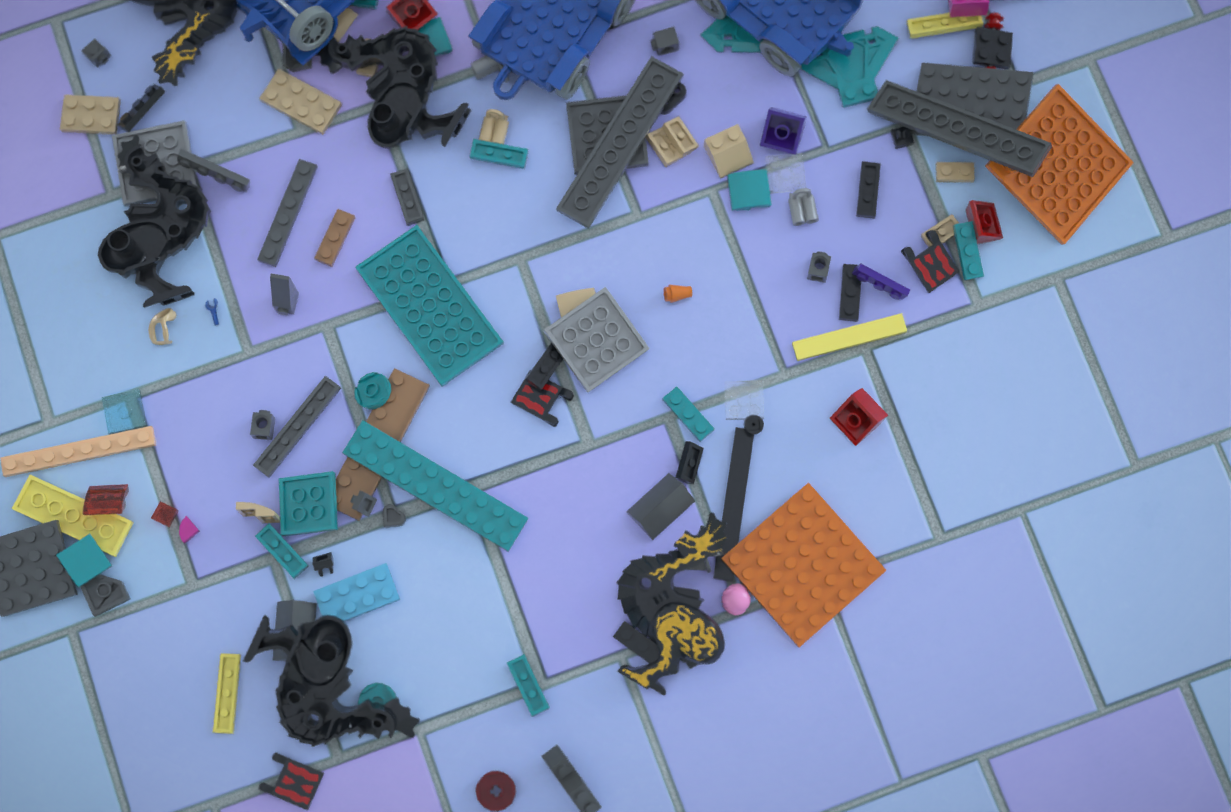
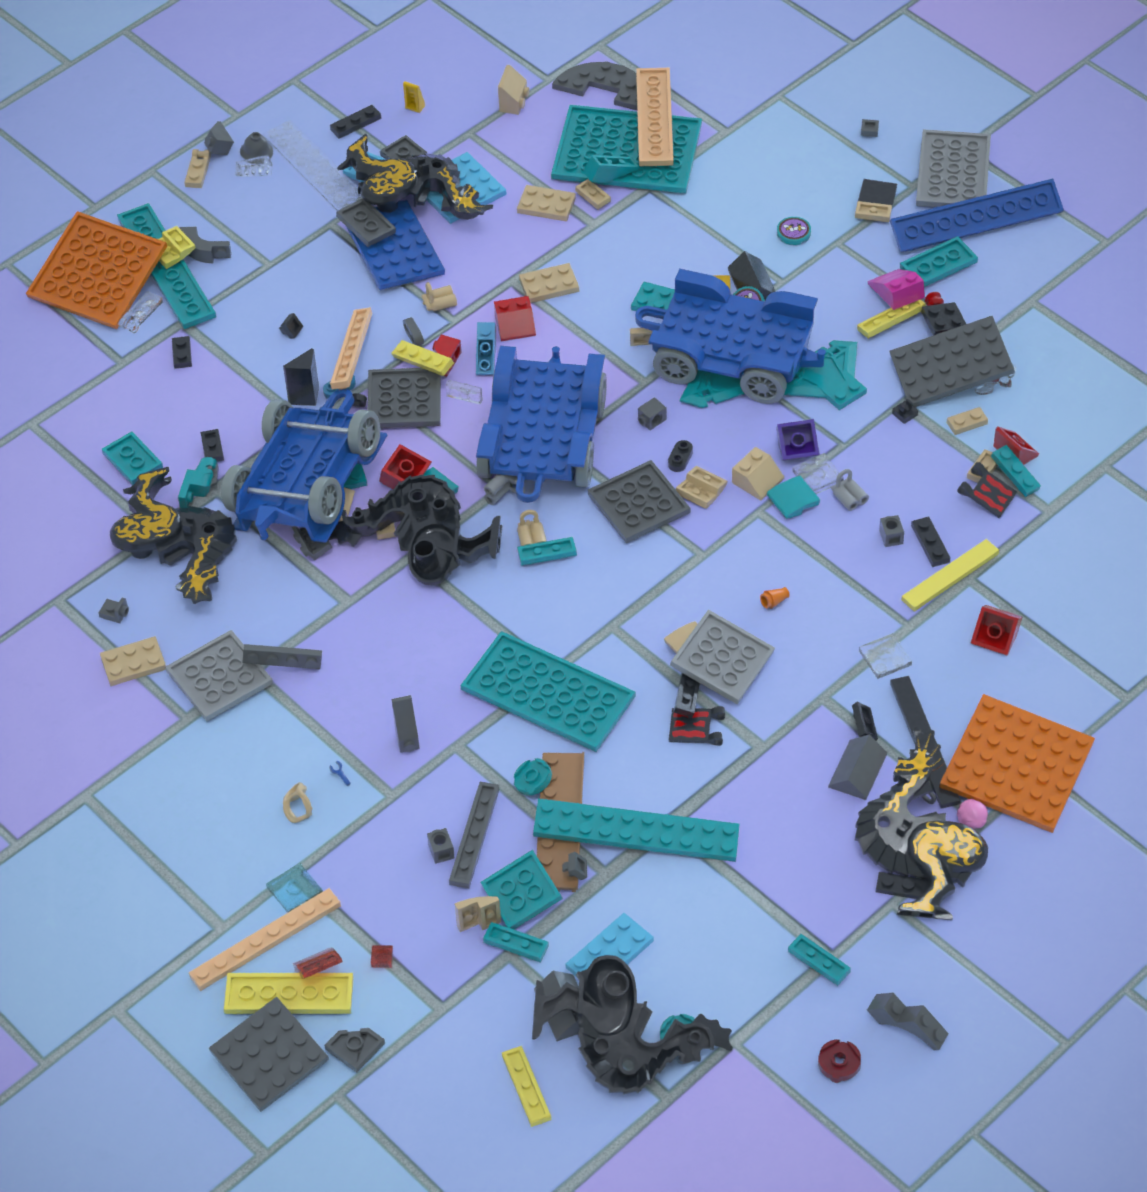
camera: 25 degrees left, 25 degrees down
(84, 560) = (323, 1021): teal tile -> none
(141, 107) = (182, 635): black plate -> none
(154, 229) = (248, 722): black animal -> none
(187, 530) = (411, 962): dark pink tile -> none
(287, 213) = (369, 670): dark grey plate -> none
(295, 783) = (636, 1133): flag -> none
(300, 101) = (334, 579): tan plate -> none
(323, 561) = (563, 934): black tile -> none
(334, 237) = (426, 672): medium nougat plate -> none
(392, 516) = (608, 874): dark grey tile -> none
(407, 196) = (478, 616): dark grey tile -> none
(619, 142) = (655, 500): dark grey plate -> none
(688, 414) = (839, 687): teal plate -> none
(753, 424) = (906, 668): black tile -> none
(868, 190) = (899, 459): black plate -> none
(880, 282) = (953, 518): dark purple plate -> none
(960, 128) = (954, 374): dark grey plate -> none
(1074, 173) = (1056, 376): orange plate -> none

